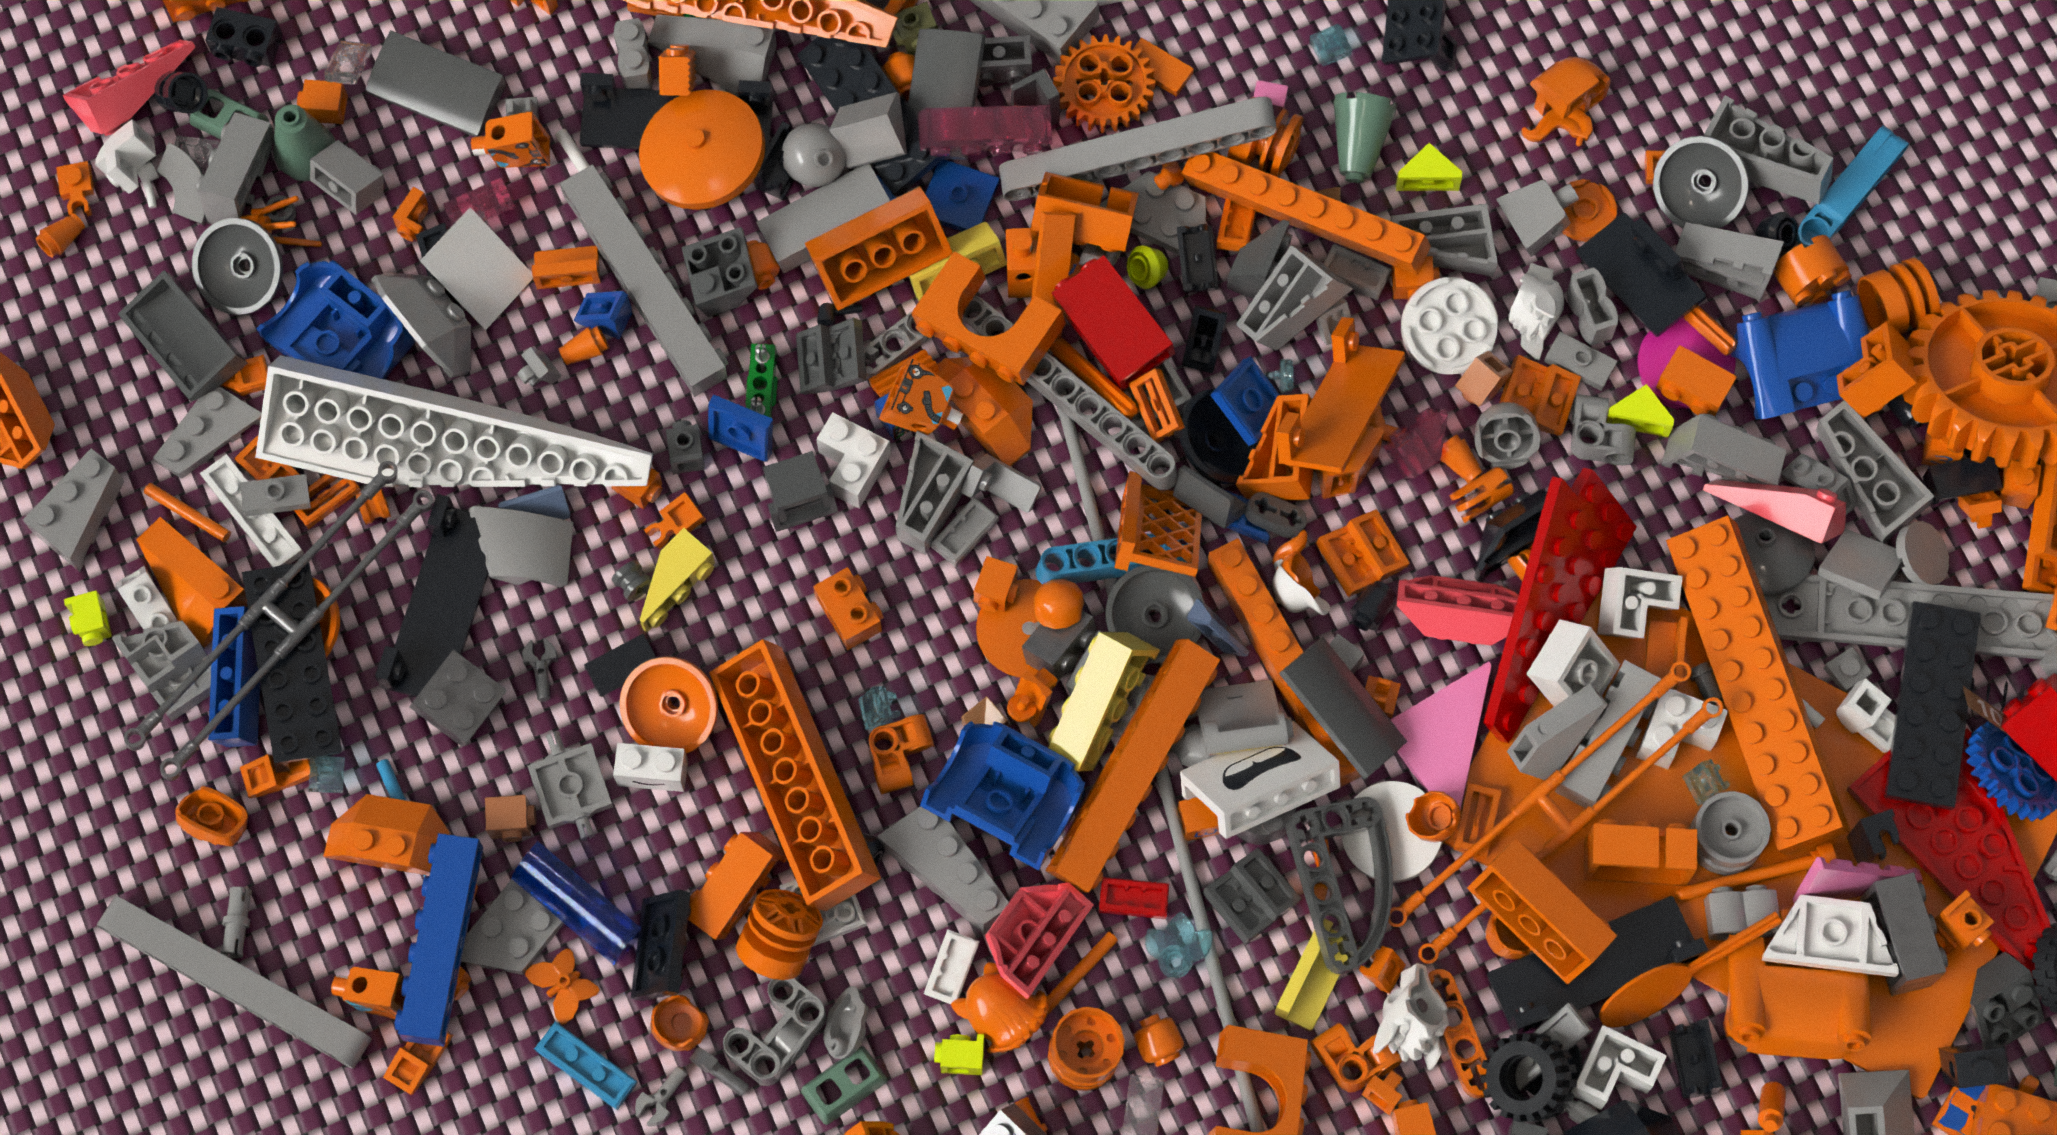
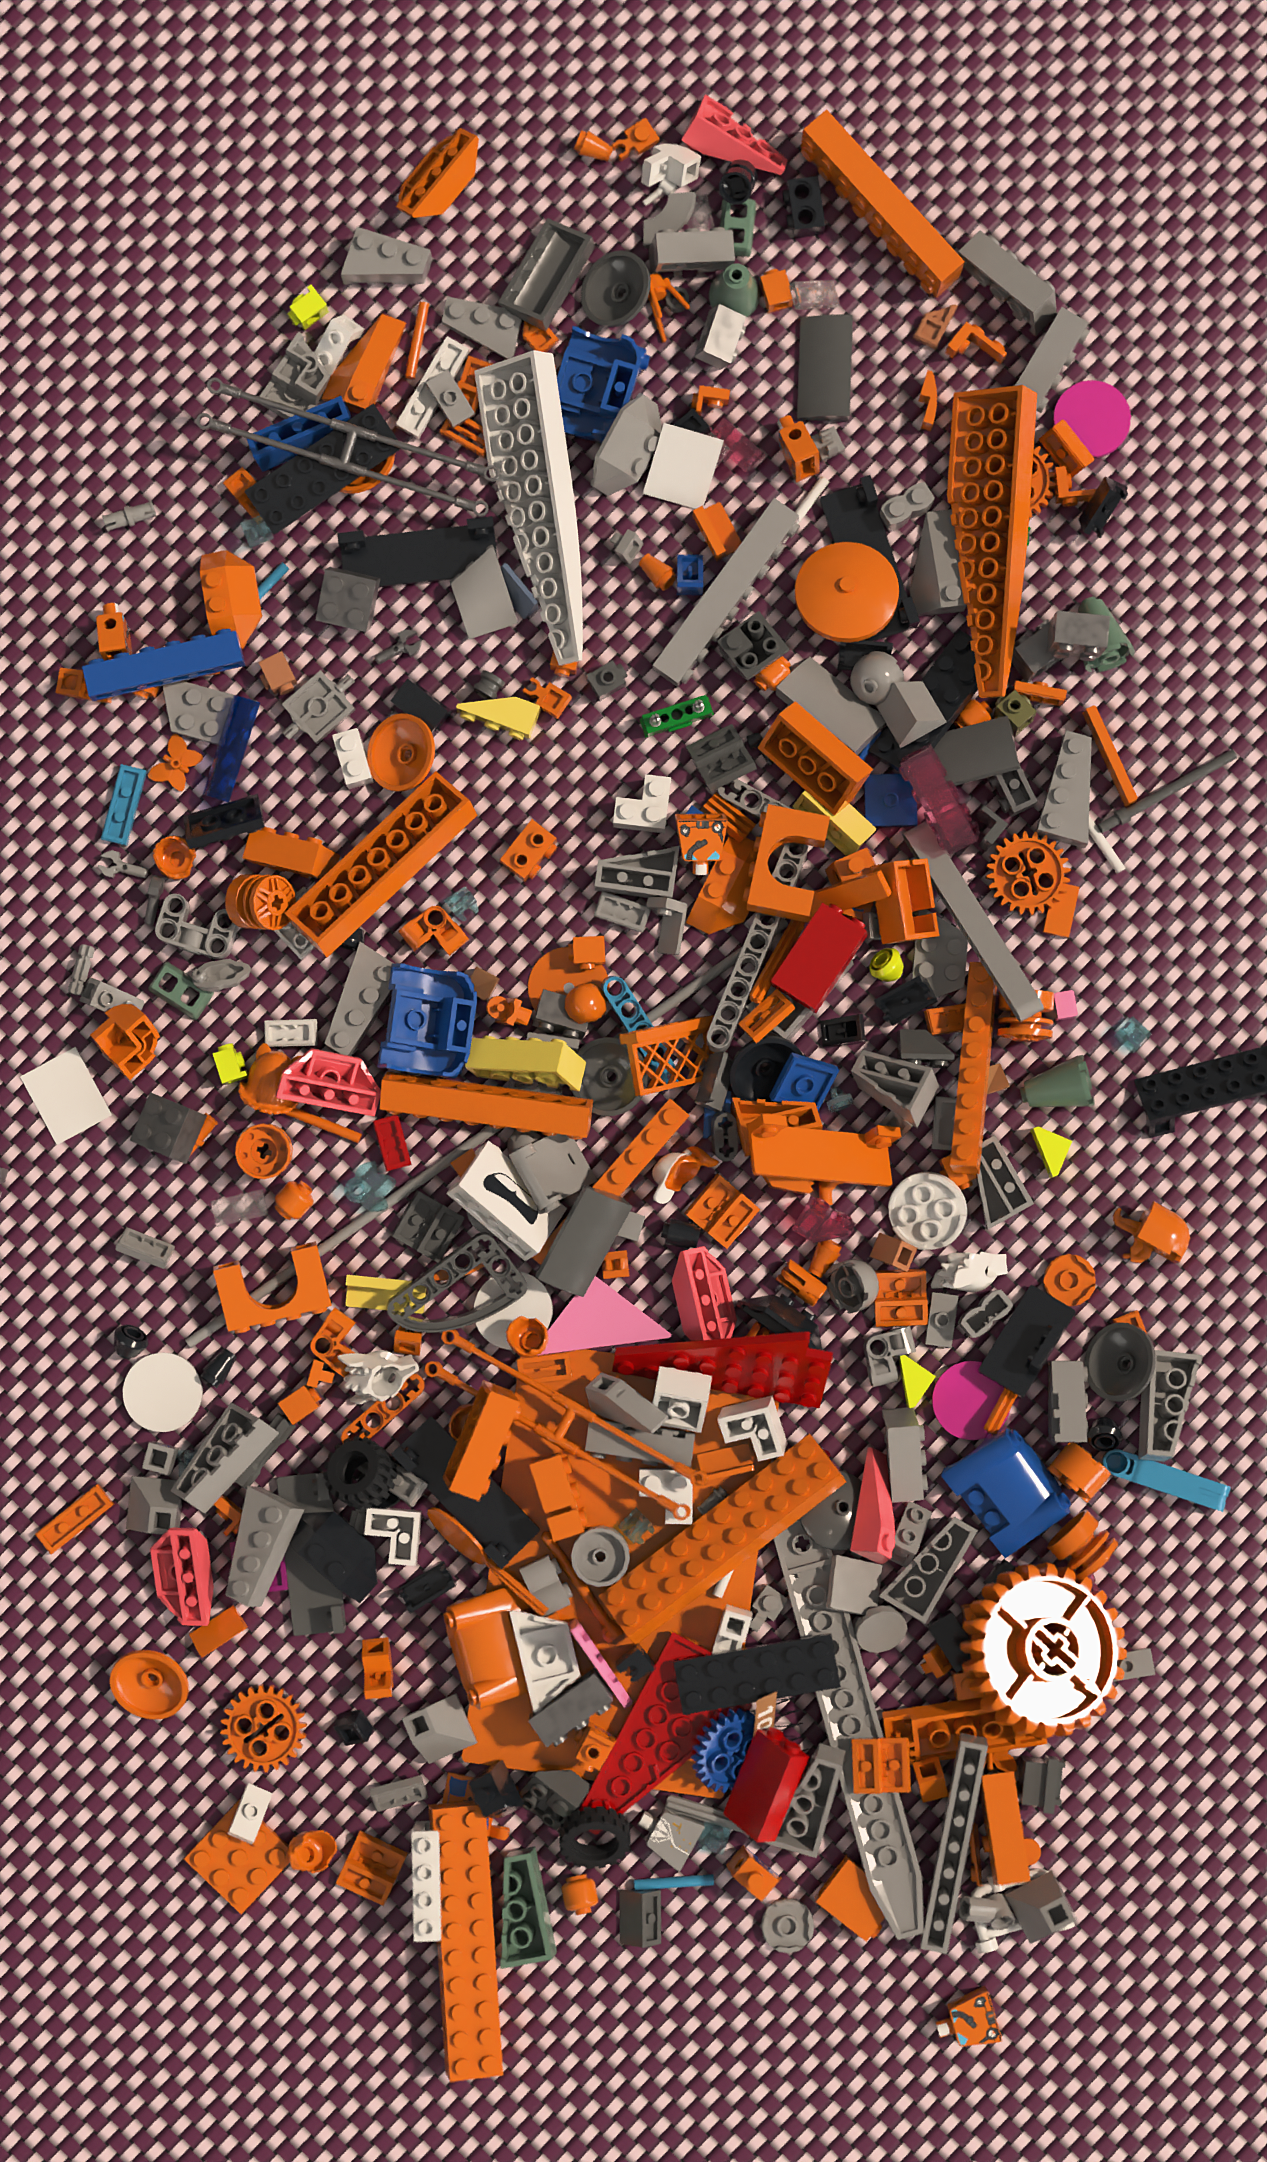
camera: 65 degrees right, 15 degrees up
(212, 817) = (195, 464): orange piece -> none
(234, 982) = (86, 534): light grey beam -> none
(375, 508) = (472, 479): orange wheel -> none
(677, 70) = (902, 546): orange brick -> none
(740, 428) = (633, 714): blue plate -> none
(797, 492) = (601, 777): dark grey plate -> none
(1169, 176) = (964, 953): orange arm -> none
(1216, 629) = (615, 1126): sand blue slope -> none
(1538, 213) = (1047, 1245): light grey torso -> none
(1695, 382) = (950, 1413): orange brick -> none
(1772, 1106) = (410, 1653): orange cylinder -> none
(1880, 374) = (1007, 1552): orange brick -> none

